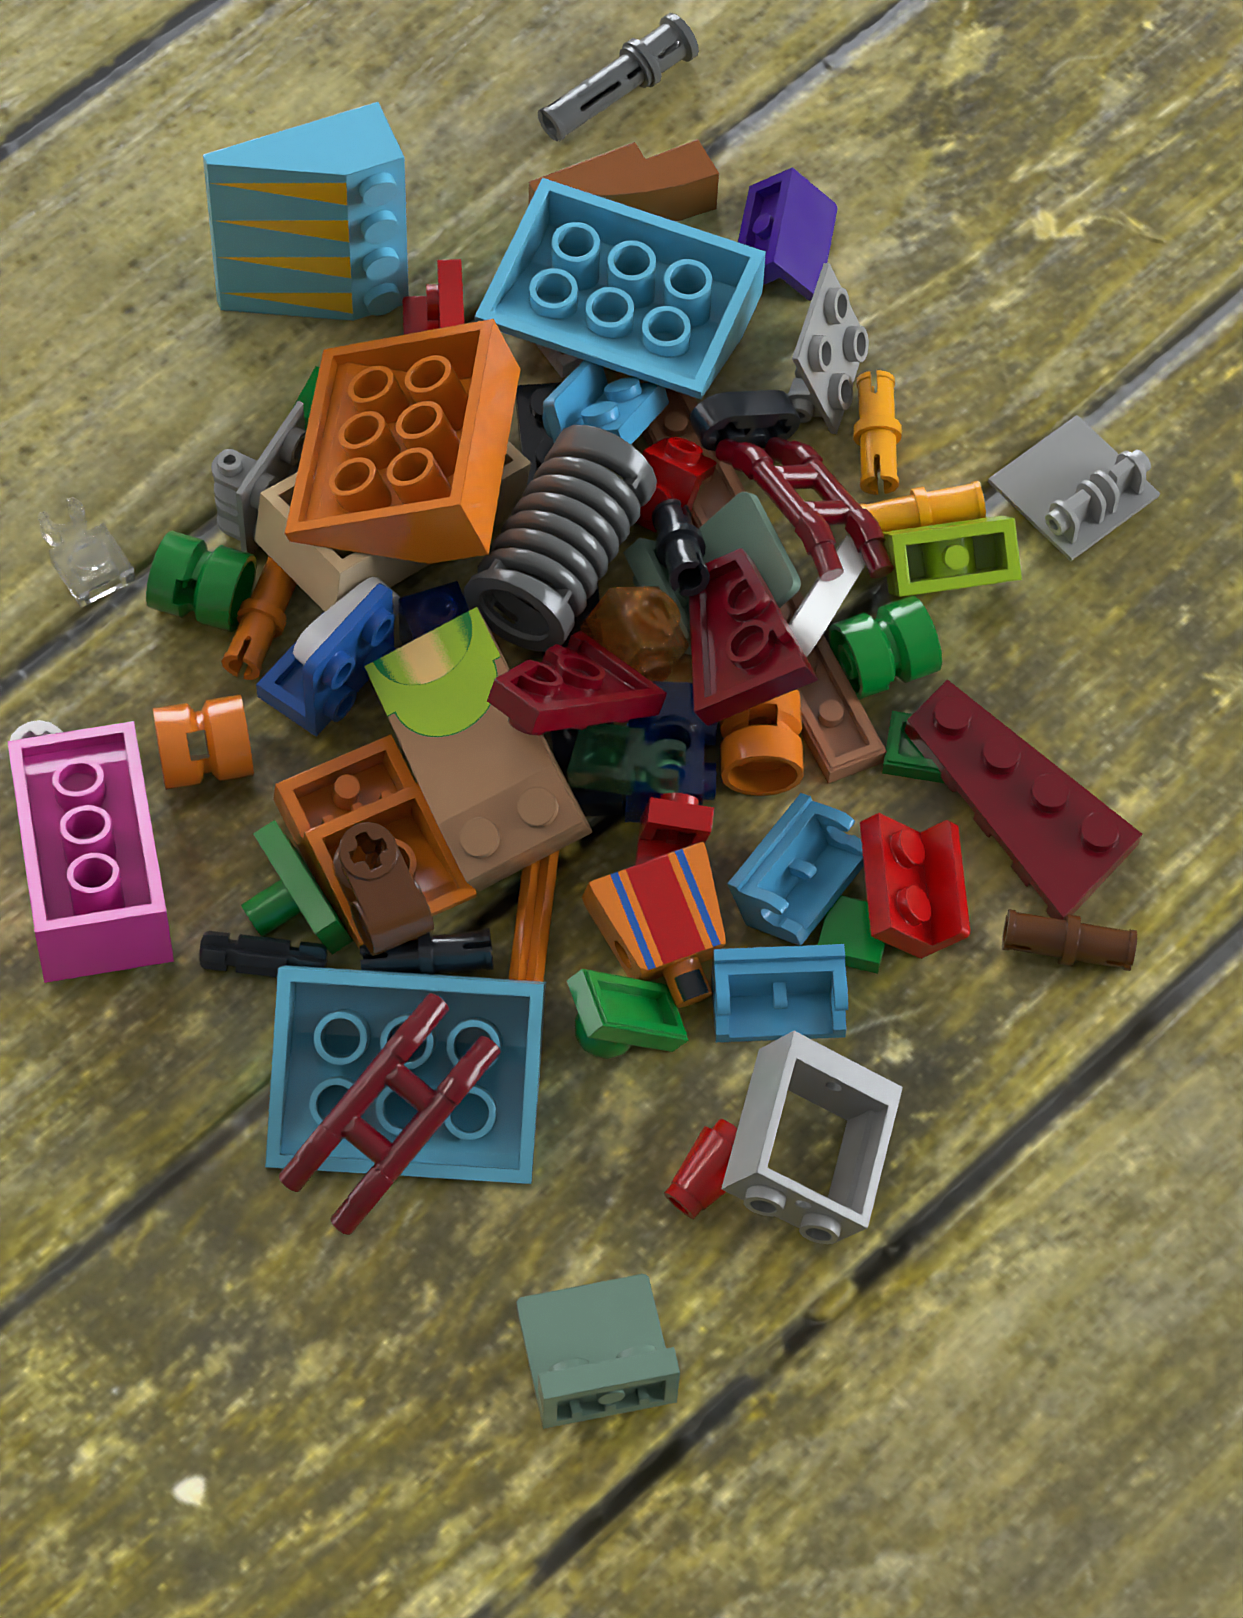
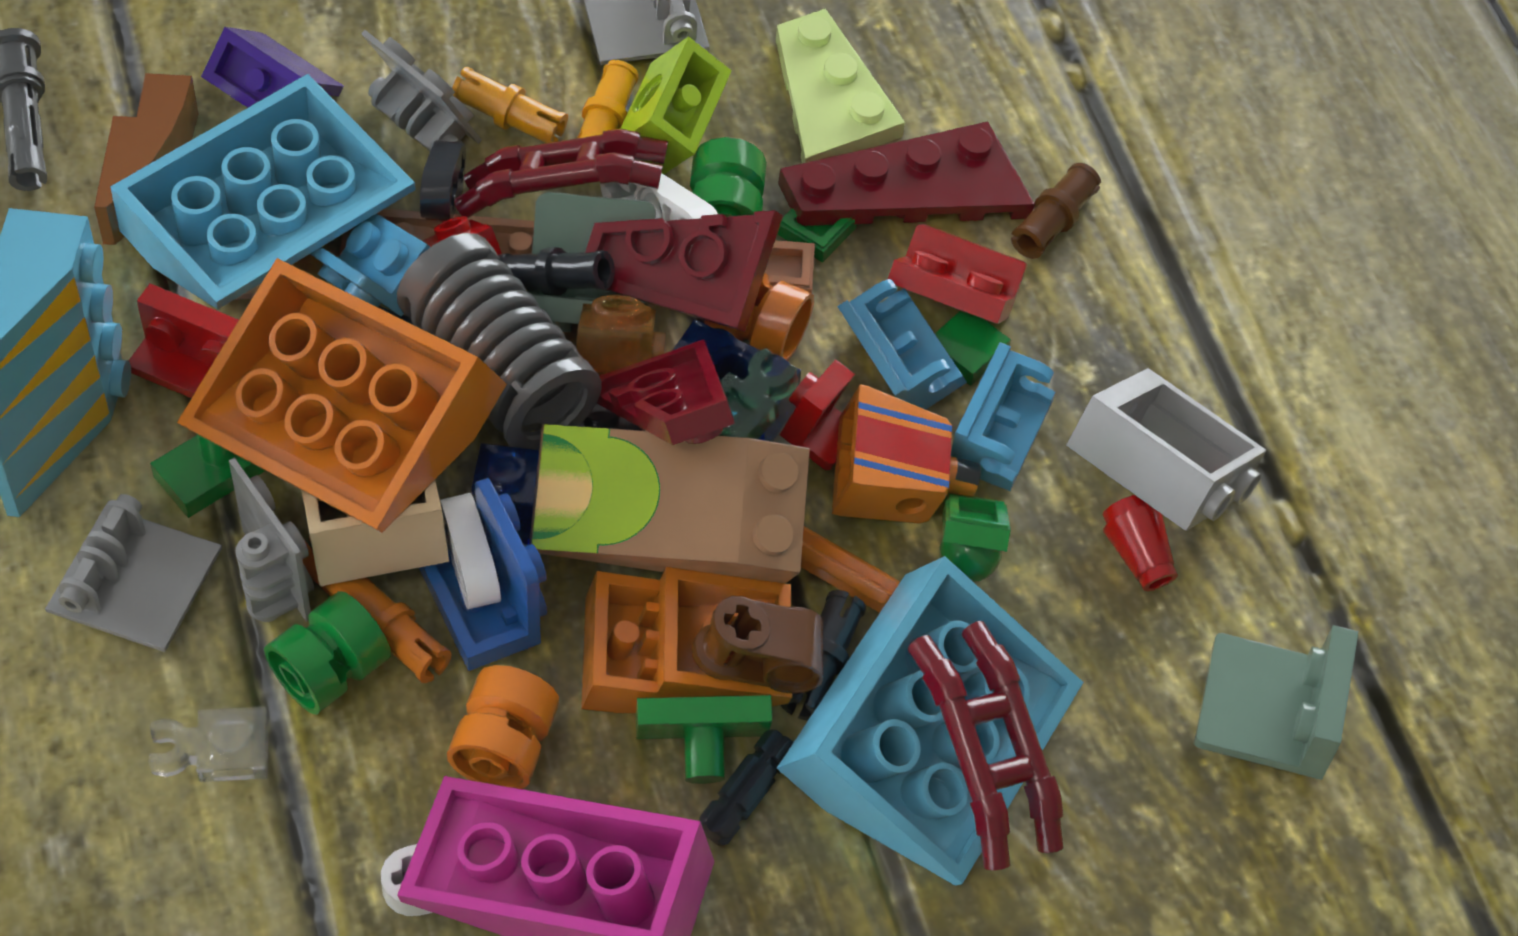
camera: 65 degrees left, 5 degrees down
(201, 412) = (134, 576): none -> light grey hinge
(1091, 686) = (832, 91): none -> yellowish green wing

